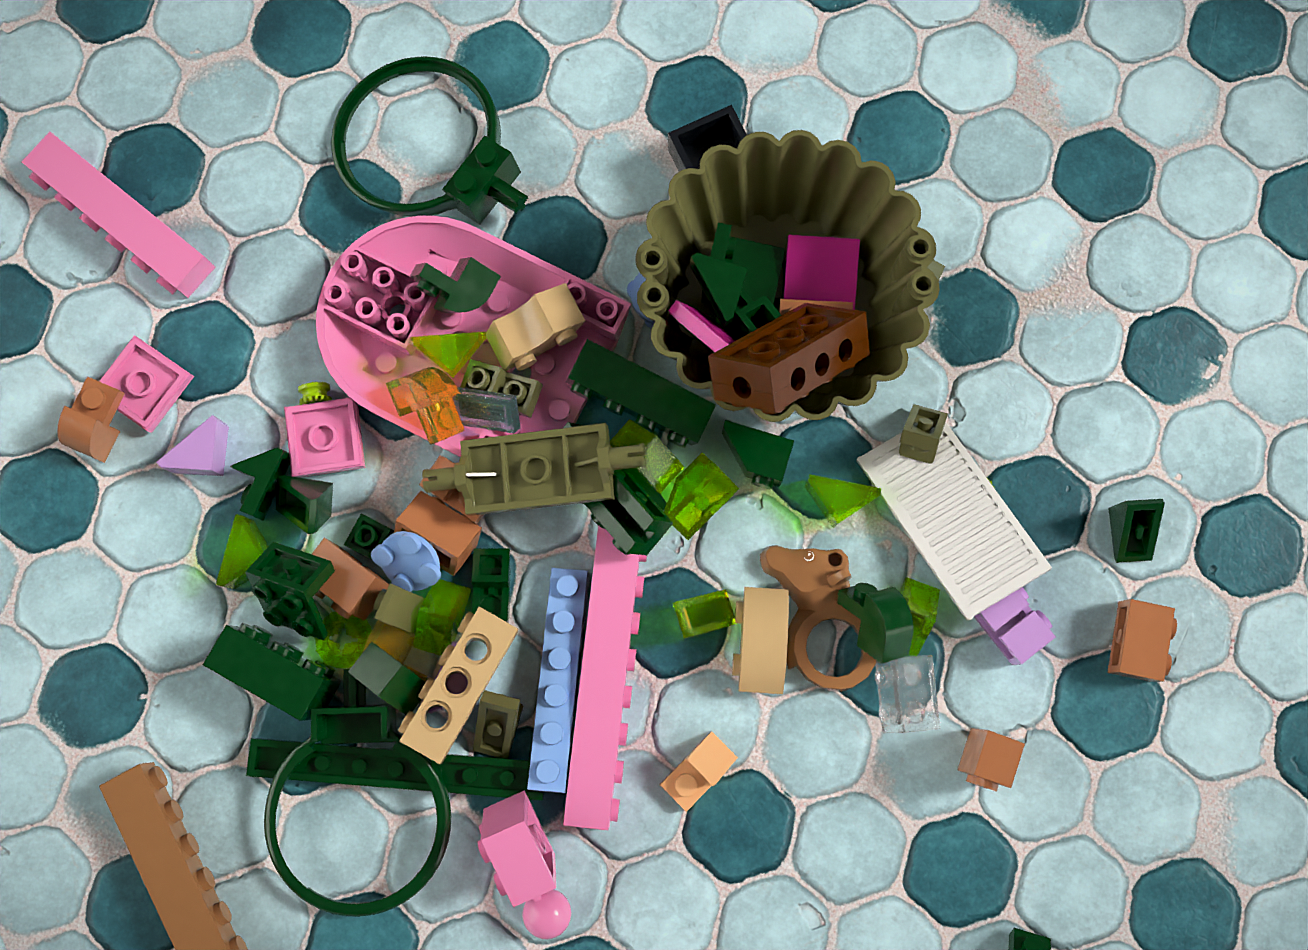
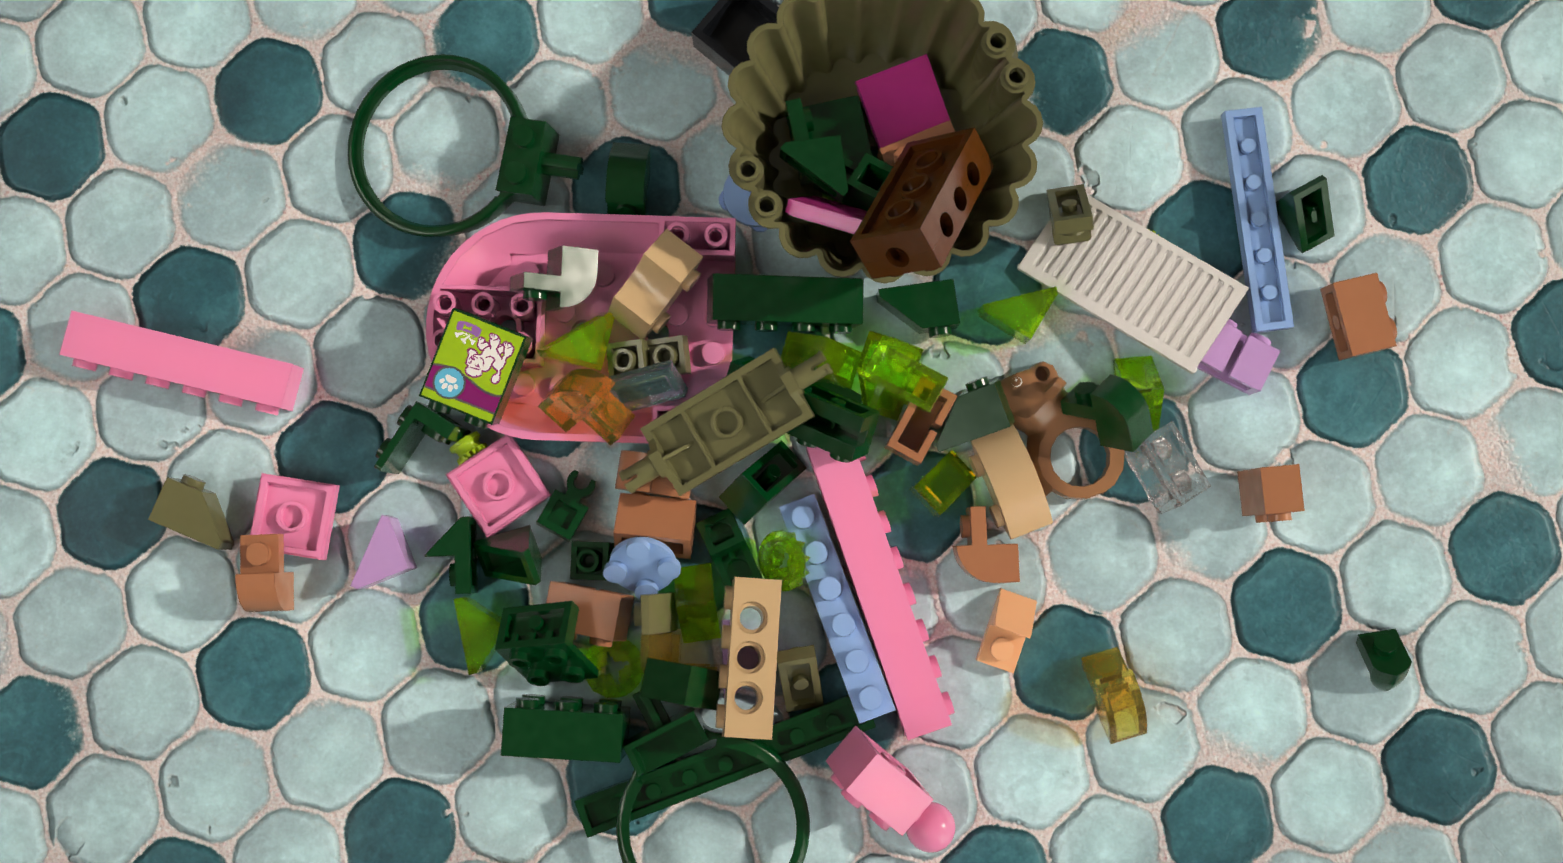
camera: 30 degrees left, 5 degrees up
(62, 341) = (192, 512): none -> olive slope
(275, 354) = (414, 424): none -> dark green bracket
(347, 326) = (475, 368): none -> brick
(368, 486) = (564, 511): none -> dark green plate
(525, 608) = (772, 554): none -> clear neon green gear
(547, 539) = (762, 482): none -> dark green slope
(557, 231) = (627, 179): none -> dark green brick
(697, 556) = (911, 435): none -> nougat piece
(706, 699) = (981, 561): none -> nougat brick
(707, 503) = (904, 378): none -> clear neon green slope
(759, 566) = (976, 414): none -> dark green slope
(767, 875) = (1117, 695): none -> clear yellow brick
(1087, 515) = (1257, 220): none -> light blue plate

